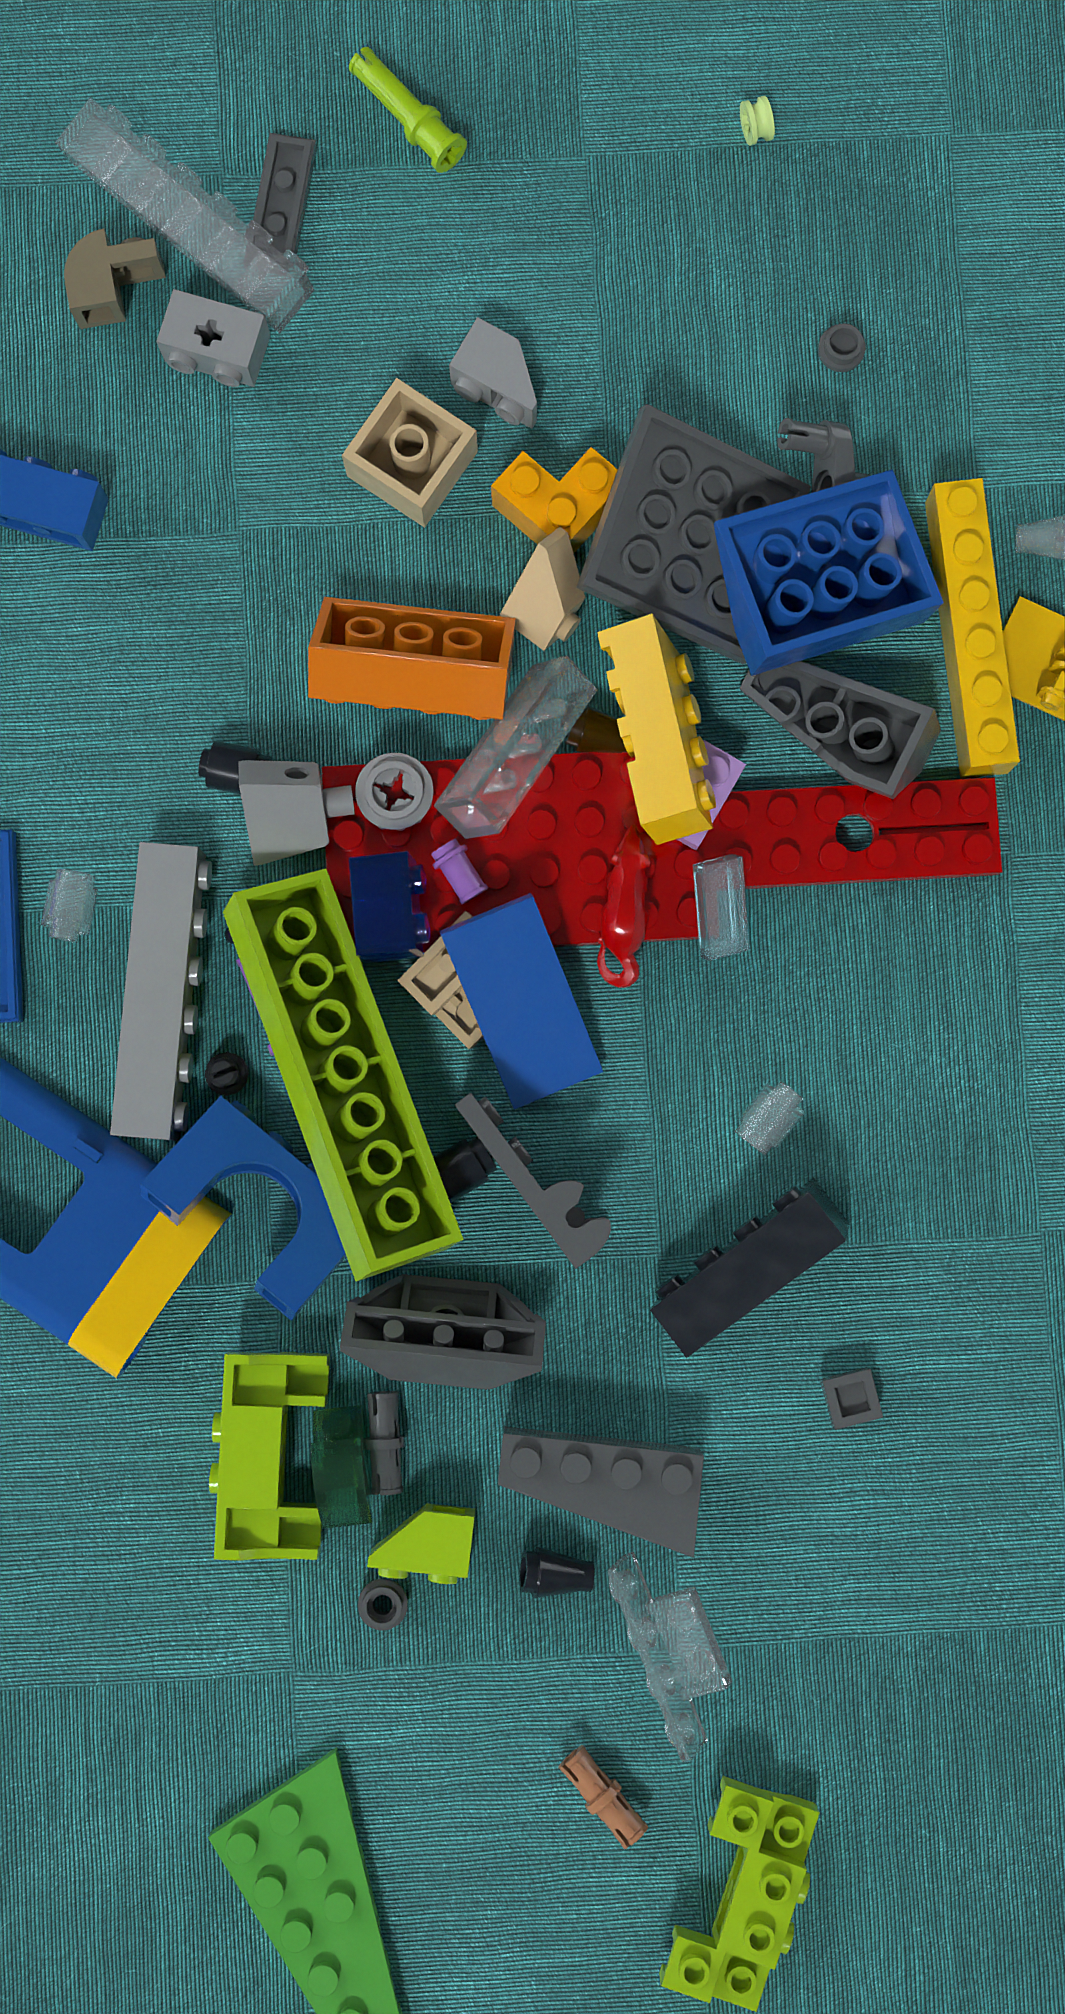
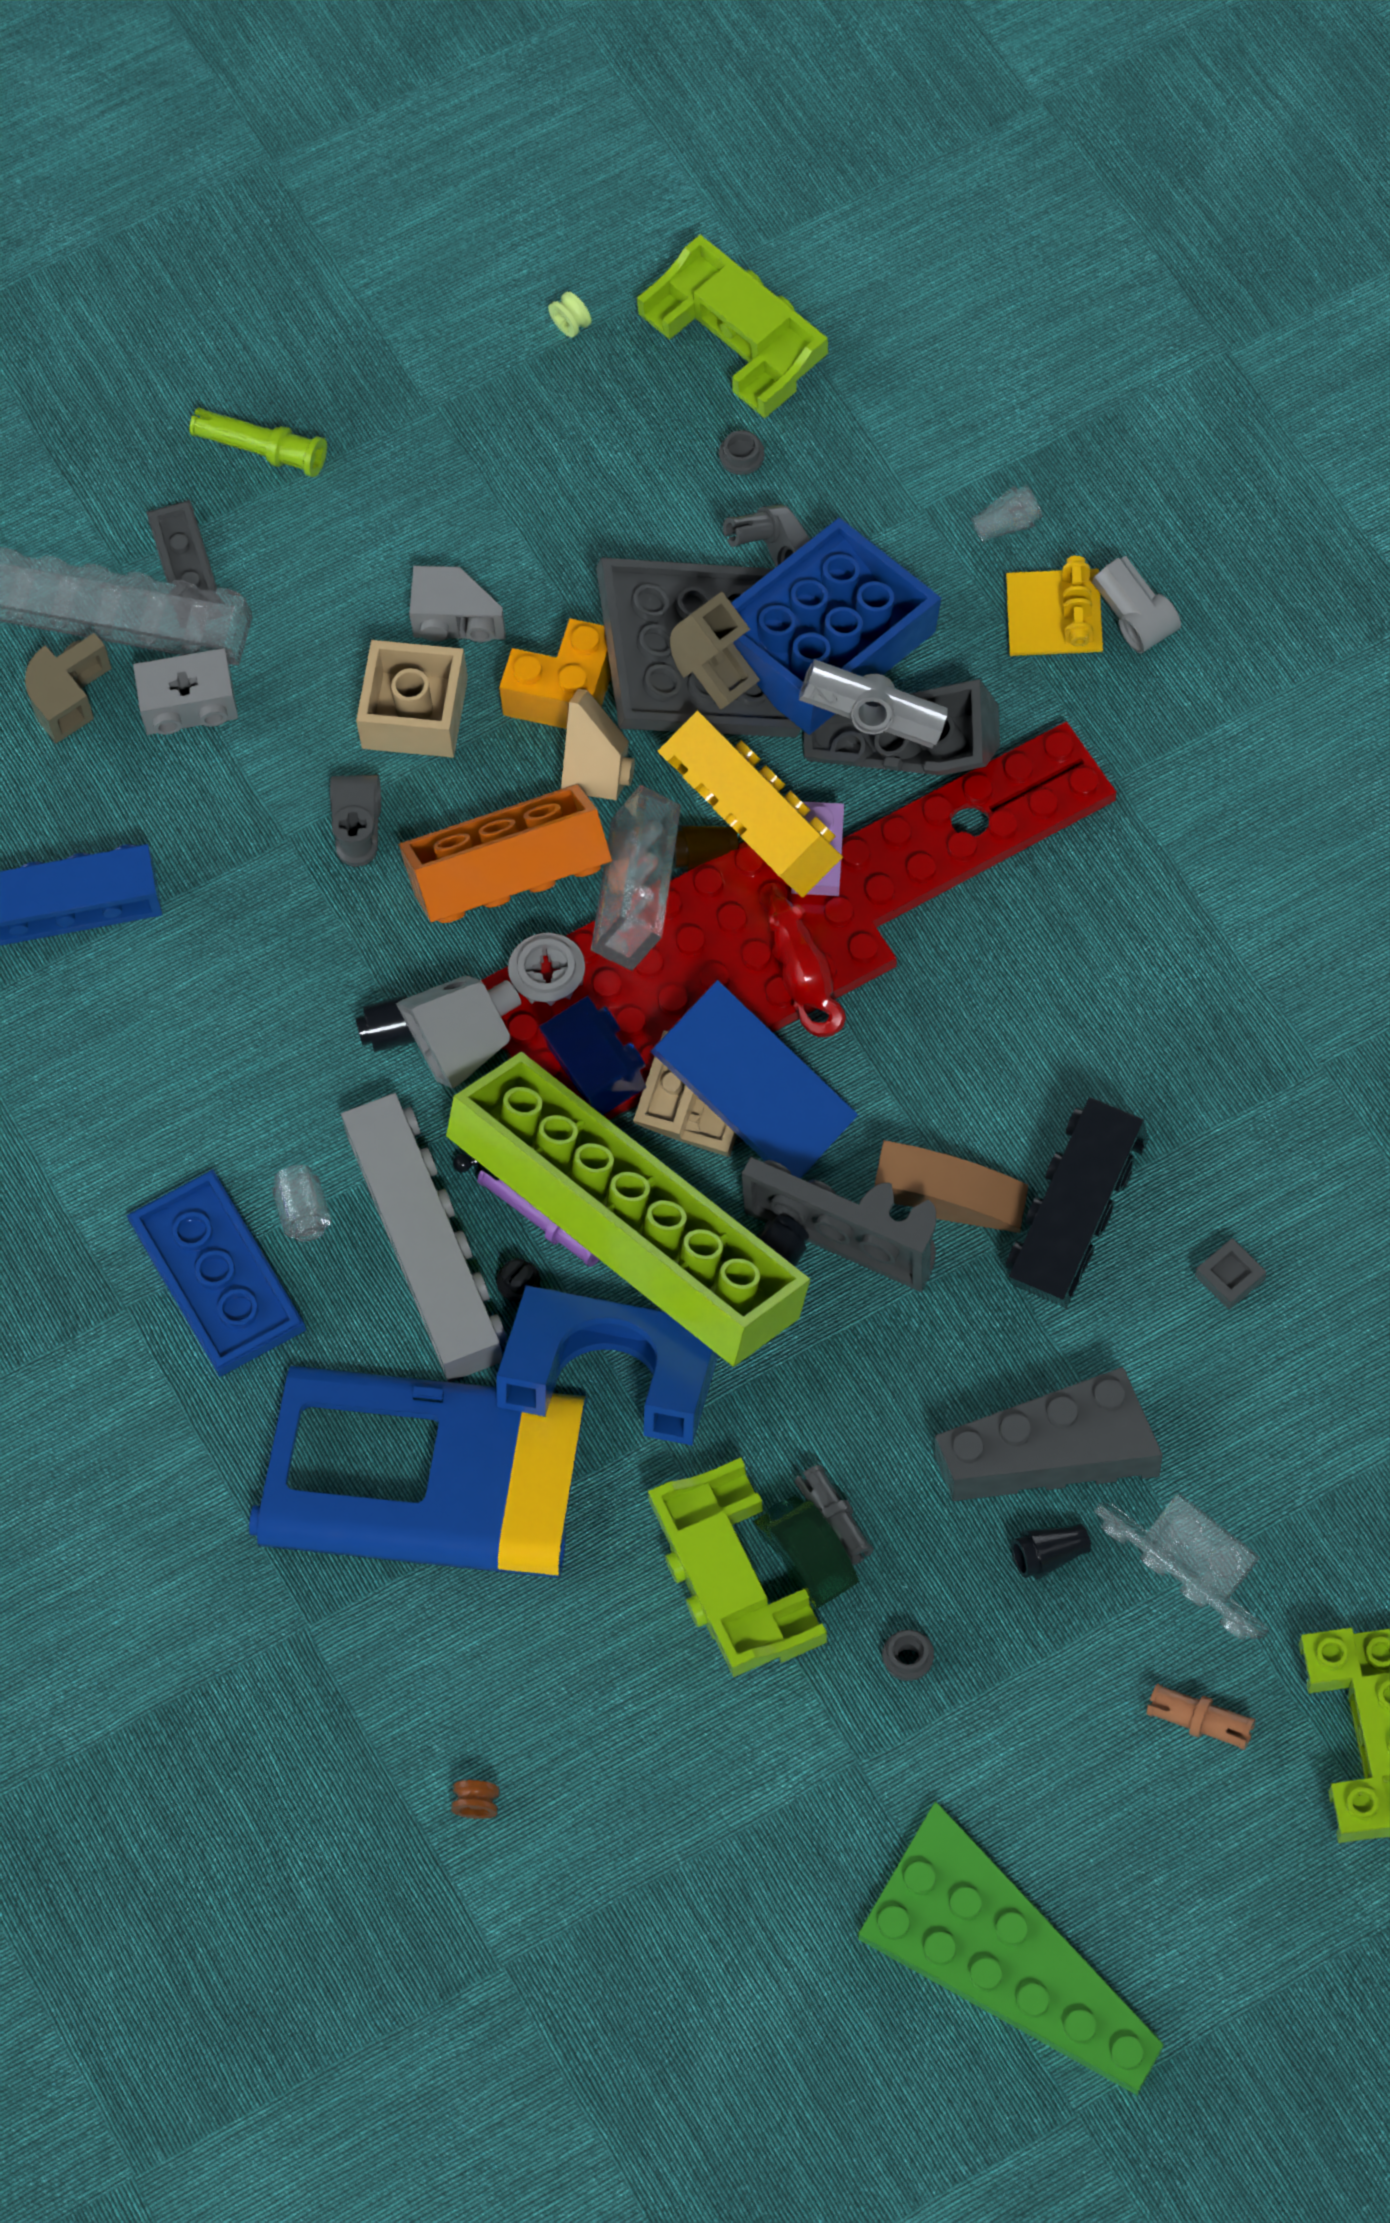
camera: 20 degrees left, 20 degrees down
(307, 536) = (355, 817): none -> dark grey piece
(428, 1542) = (921, 1575): lime slope -> none
(444, 1332) = (840, 1391): dark grey wedge -> none
(459, 870) = (639, 1004): medium lavender pin -> none
(647, 1188) = (955, 1186): none -> medium nougat slope
(697, 551) = (706, 647): none -> dark tan brick
(721, 907) = (887, 928): clear light blue tile -> none
(770, 1117) = (1027, 1080): clear brick -> none
(819, 689) = (899, 713): none -> light grey piece
(917, 204) = (743, 315): none -> lime bracket
(971, 629) = (980, 615): yellow brick -> none

